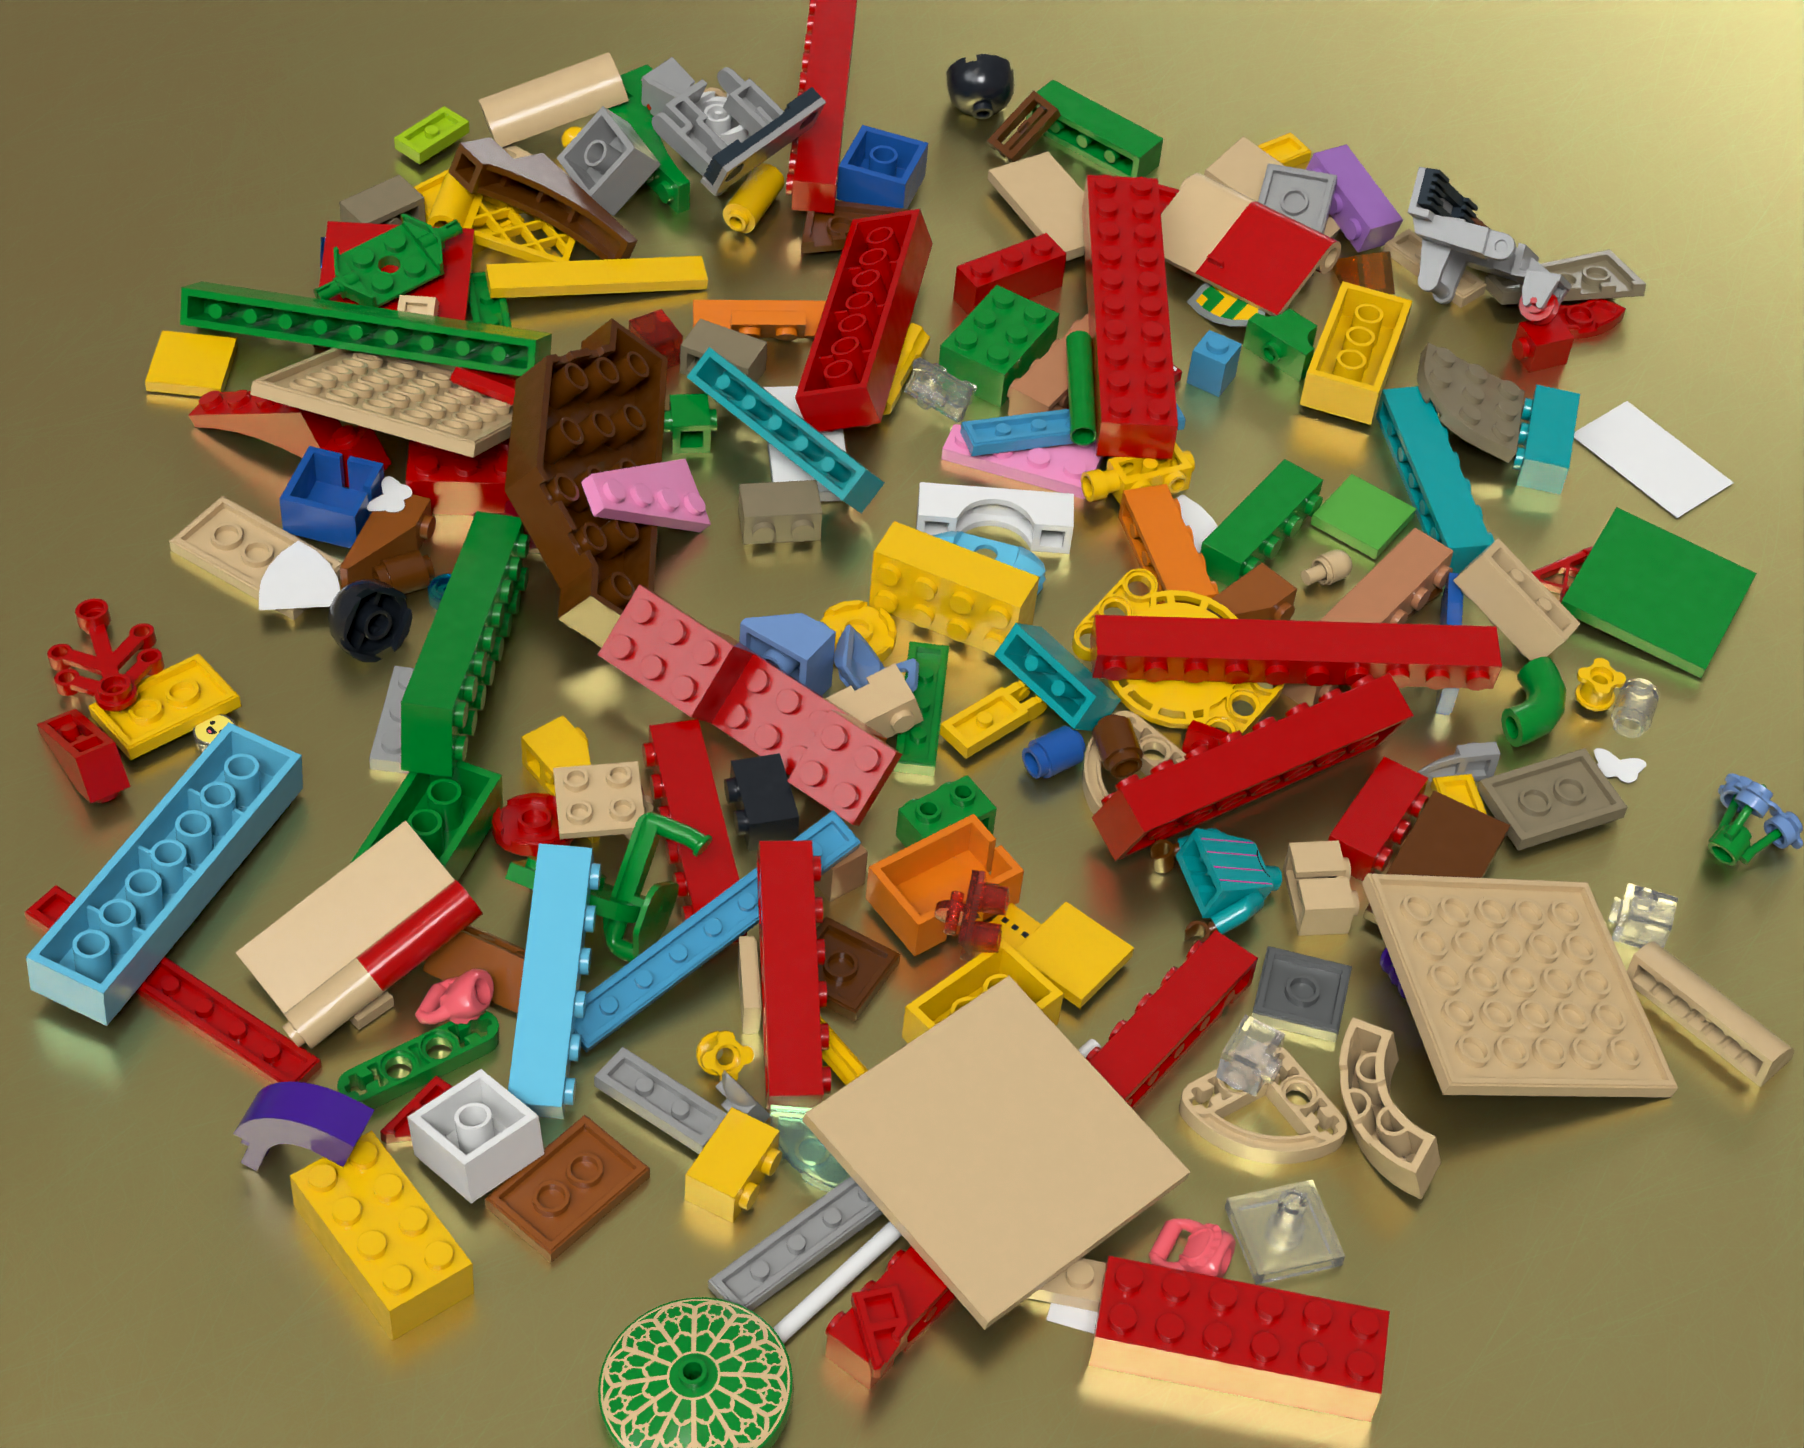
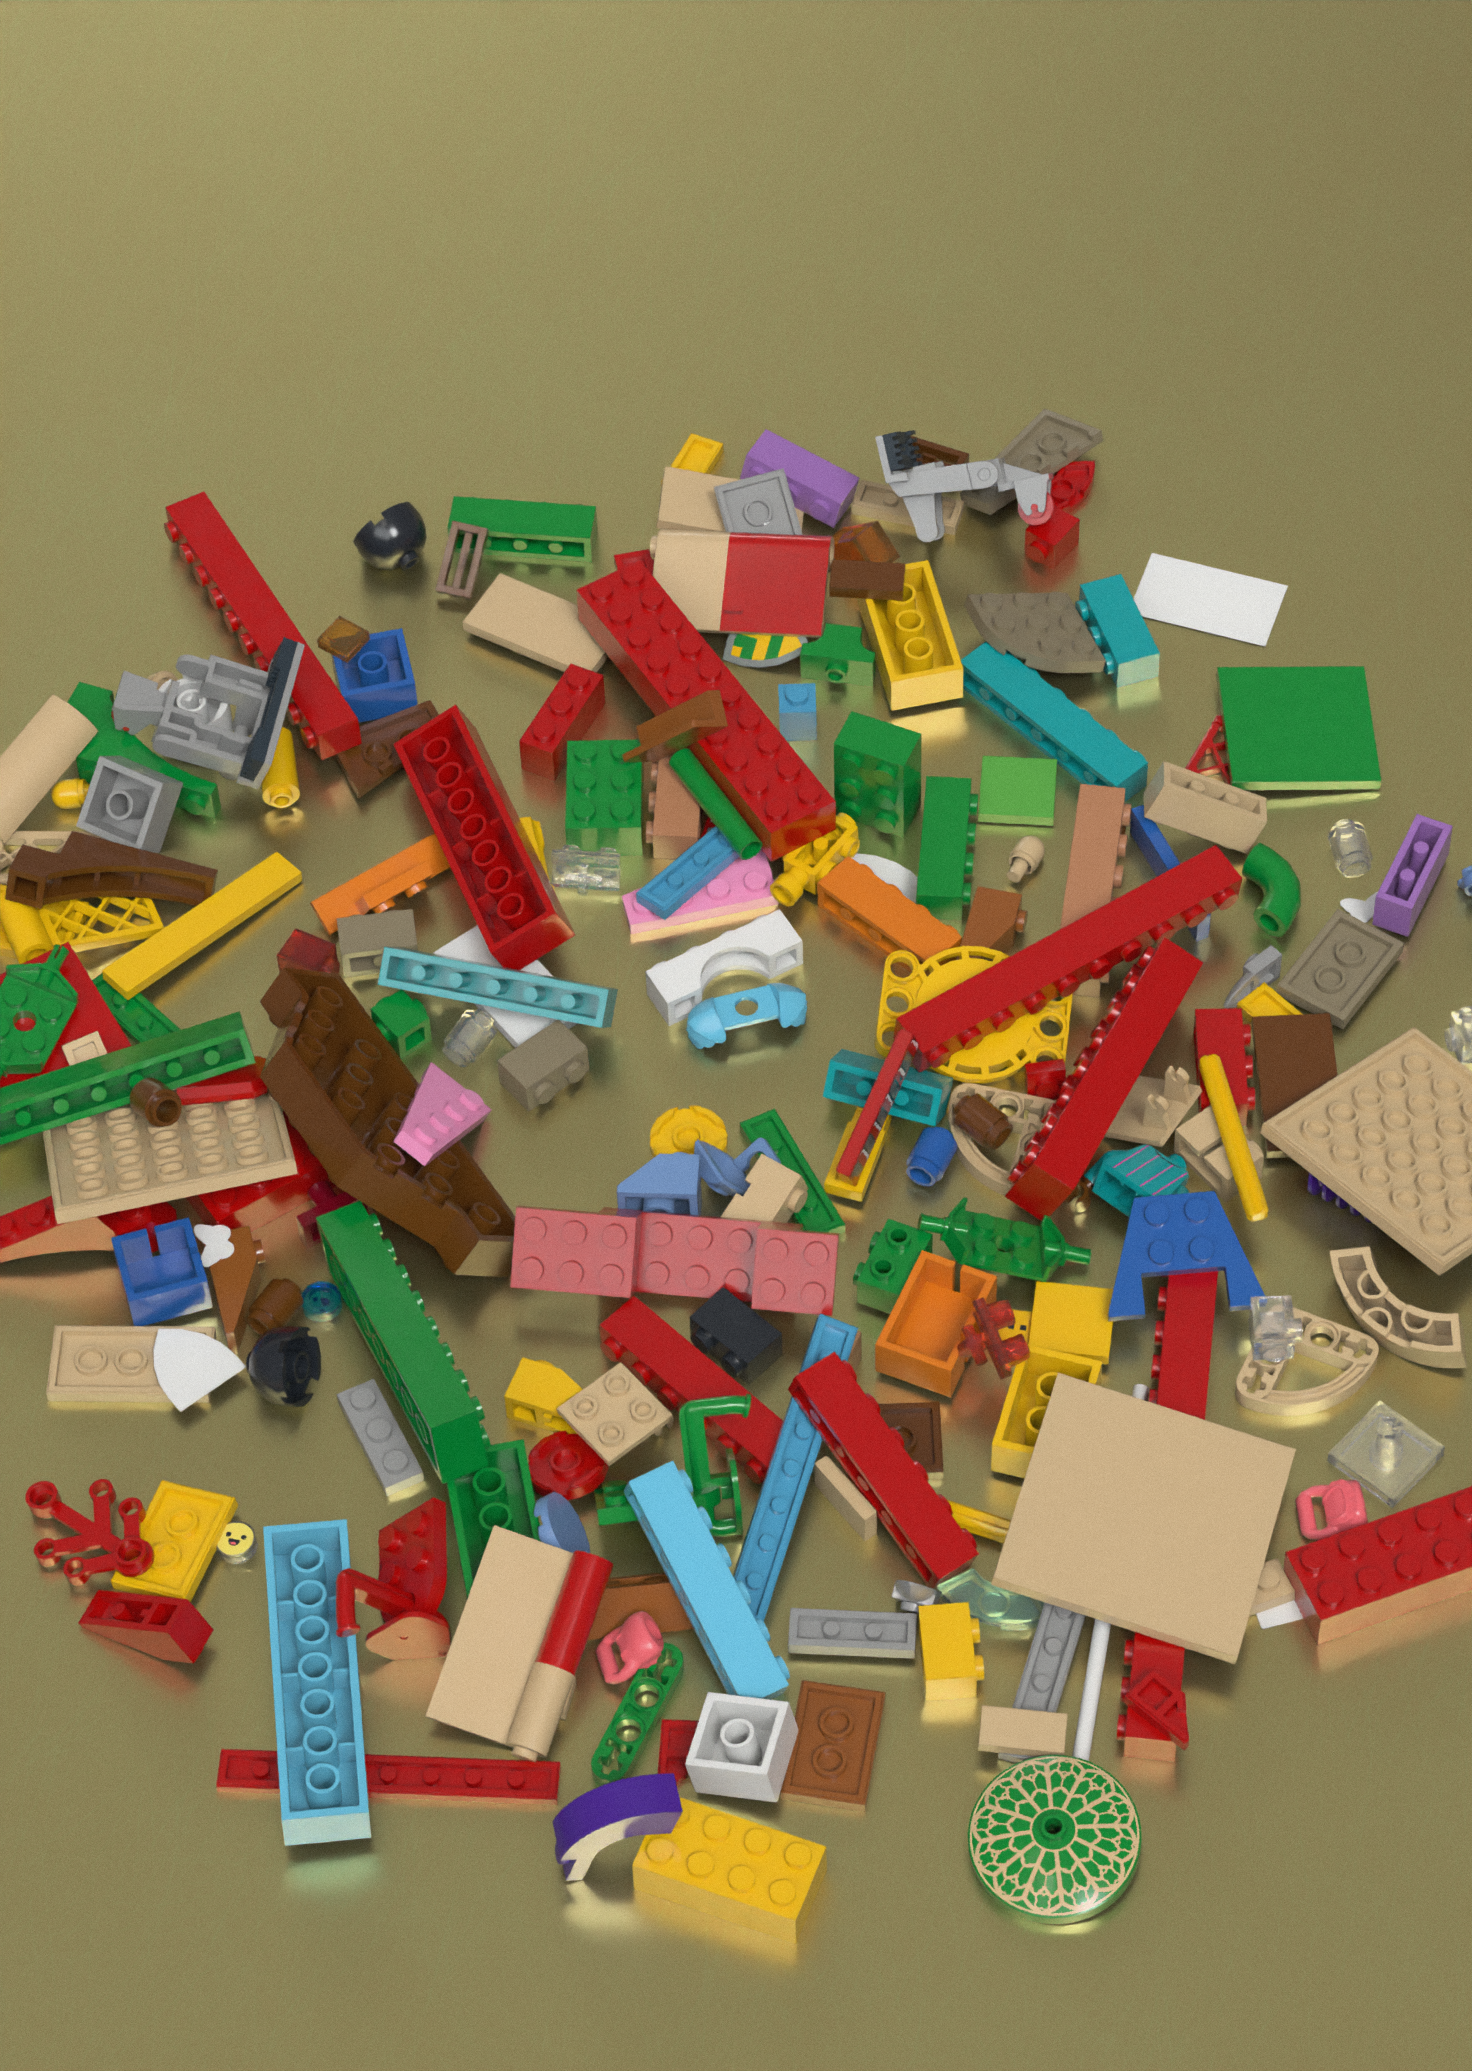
camera: 25 degrees left, 5 degrees up
(293, 864) = (406, 1590): none -> red plate
(422, 373) = (155, 1102): none -> reddish brown brick
(479, 866) = (560, 1524): none -> medium blue tile
(733, 1056) = (873, 1567): yellow brick -> none
(737, 461) = (469, 1037): none -> clear brick
(740, 1273) = (1022, 1731): none -> tan tile
(872, 126) = (343, 639): none -> clear orange tile
(950, 588) = (749, 1058): yellow brick -> none
(1024, 678) = (877, 1107): none -> red tile
(1035, 833) = (1029, 1249): none -> green plate
(1084, 308) = (679, 727): none -> dark orange panel
(1214, 928) = (1179, 1237): none -> blue wing
(1237, 430) = (877, 773): none -> green brick
(1284, 817) = (1154, 1108): none -> tan plate
(1301, 994) = (1275, 1249): dark grey tile -> none
(1335, 877) = (1233, 1138): none -> yellow axle
(1345, 288) = (867, 580): none -> reddish brown tile
(1598, 685) = (1310, 845): yellow brick -> none
(1675, 755) = (1412, 875): none -> medium lavender brick

